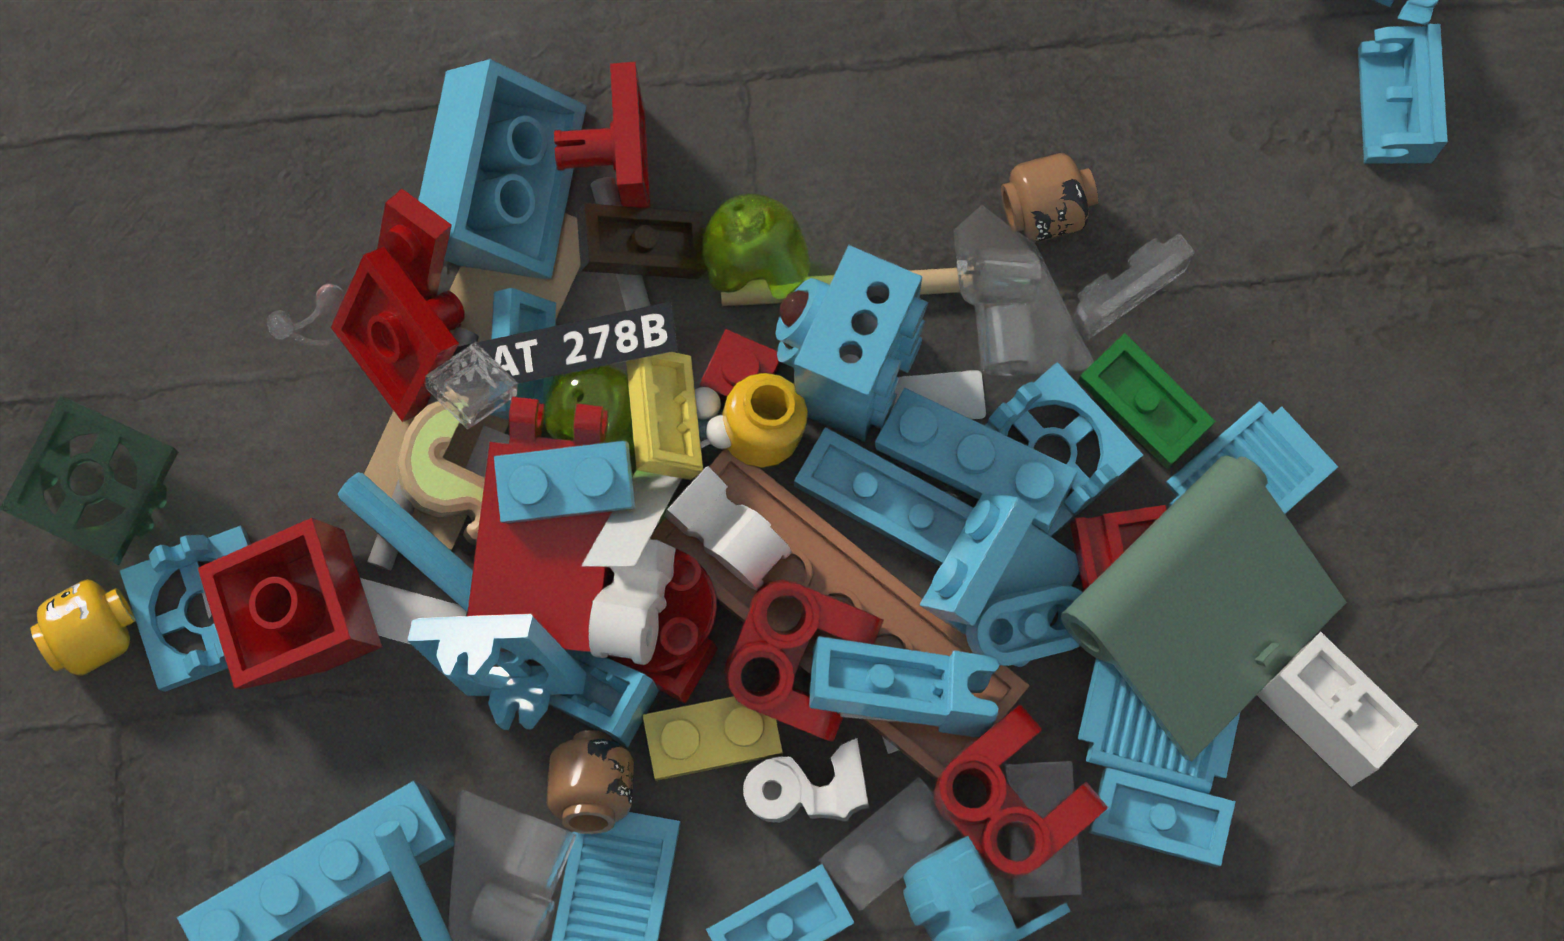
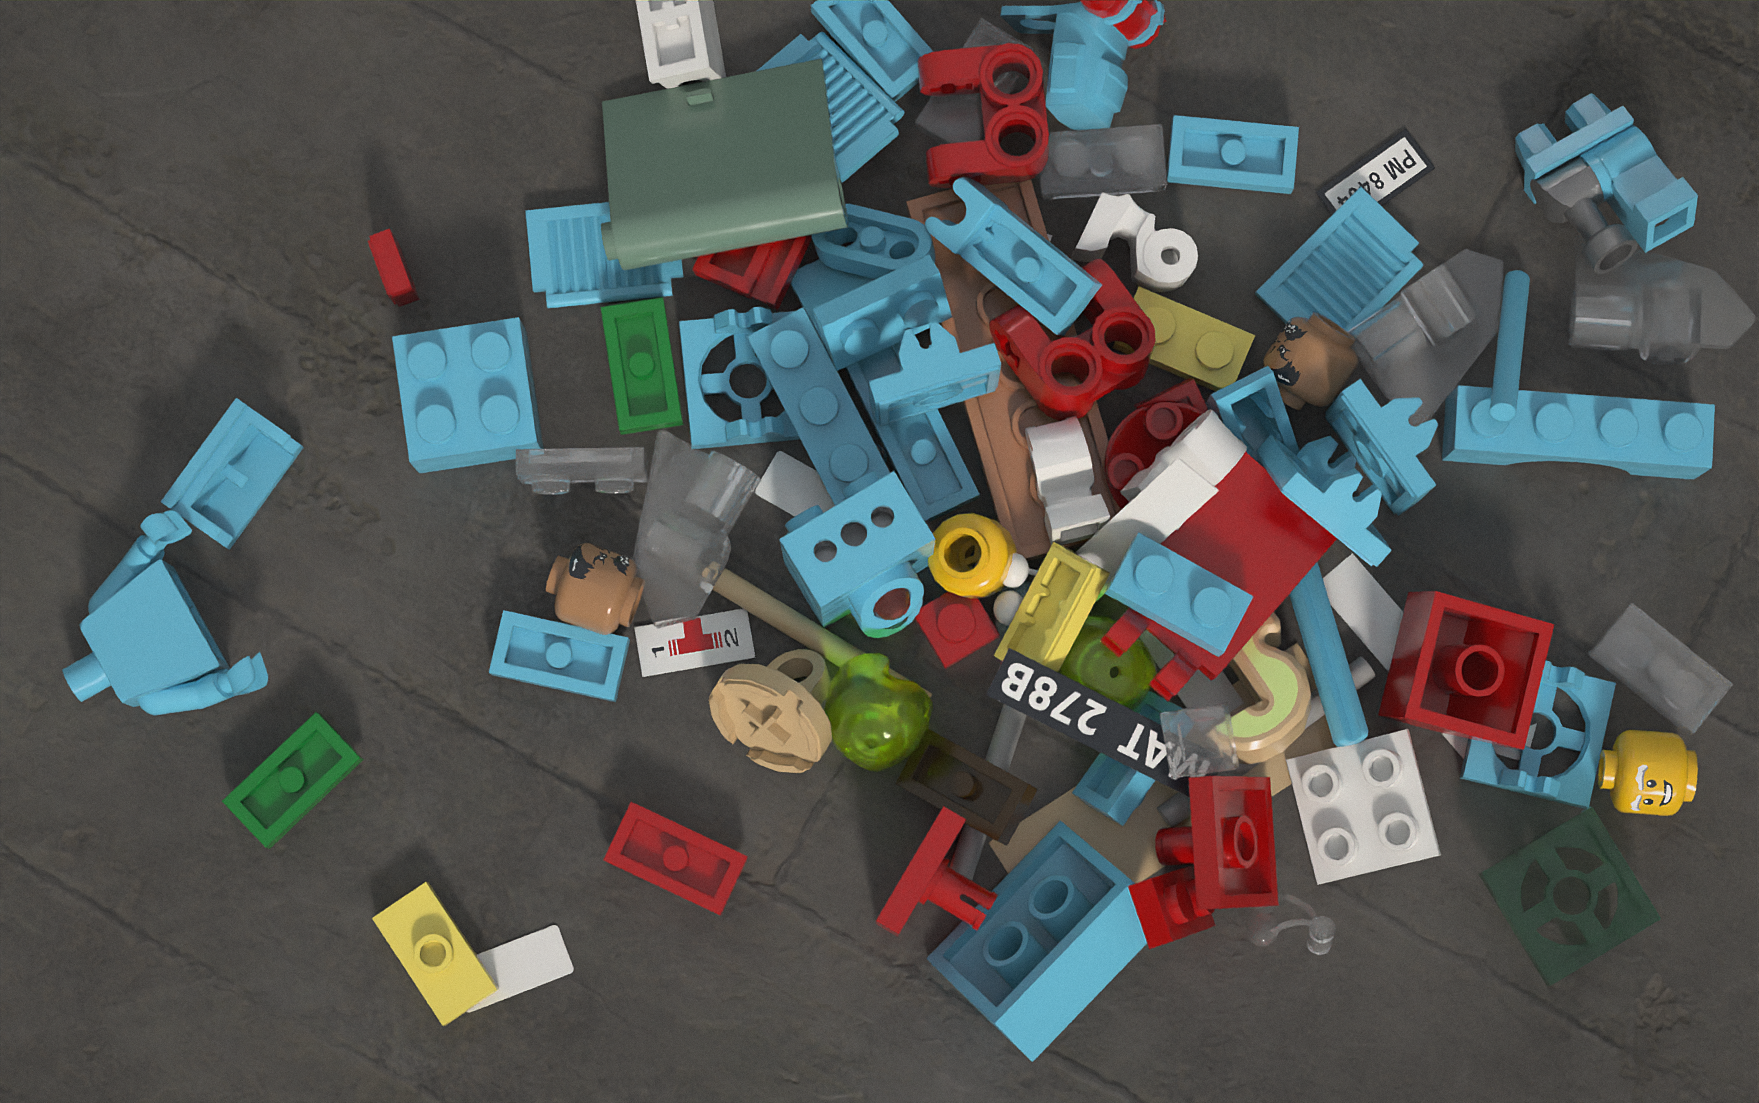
camera: 150 degrees left, 5 degrees up
(126, 726) = (1660, 669): none -> clear plate
(307, 444) = (1363, 807): none -> white hinge
(474, 748) = (1385, 443): none -> medium azure piece
(833, 197) = (775, 713): none -> tan tile
(834, 43) = (675, 858): none -> red plate
(898, 527) = (933, 377): none -> medium azure piece
(931, 228) = (695, 643): none -> white sticker
(1040, 127) = (559, 656): none -> medium azure plate
(1266, 276) = (467, 394): none -> medium azure brick
(1407, 339) = (392, 268): none -> red tile

